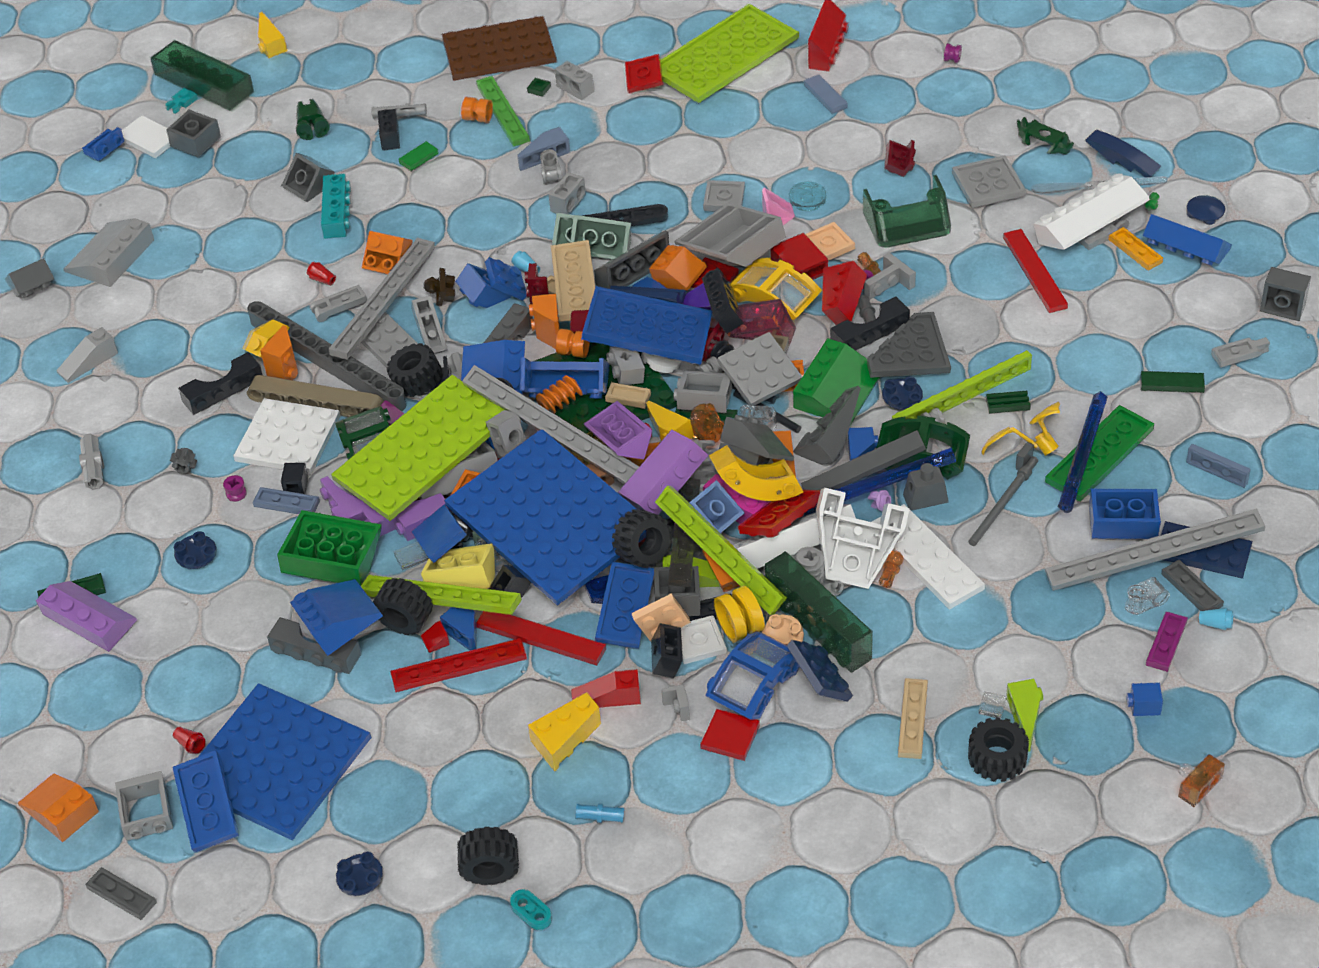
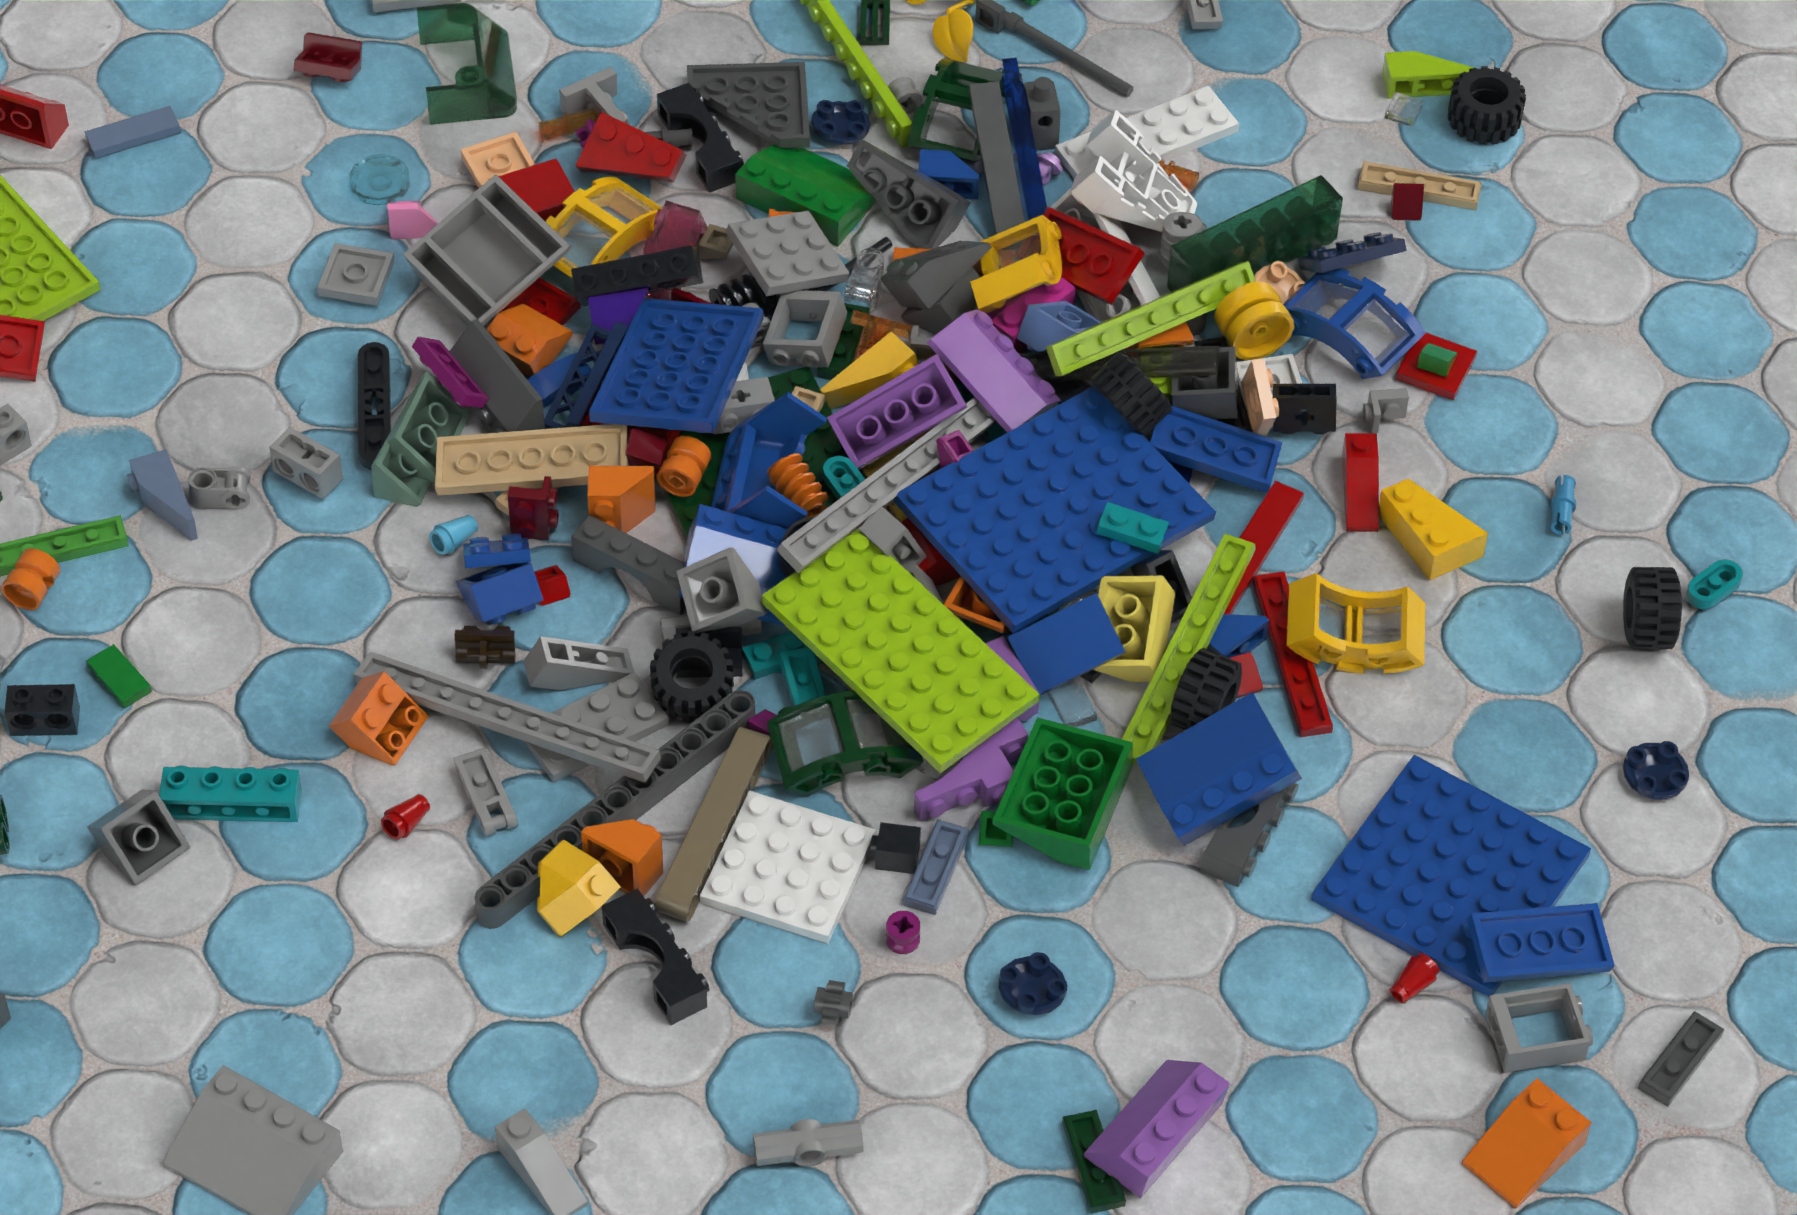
camera: 90 degrees left, 5 degrees up
(457, 361) = (720, 592): none -> light grey slope
(473, 689) = (1356, 626): none -> yellow window
(493, 310) = (552, 584): none -> red slope
(526, 549) = (1132, 527): none -> teal plate
(576, 416) = (847, 470): none -> teal plate
(587, 455) = (952, 448): none -> magenta slope
(635, 234) = (449, 372): none -> magenta plate
(727, 727) = (1436, 359): none -> green slope
(888, 708) = (1407, 201): none -> dark red slope

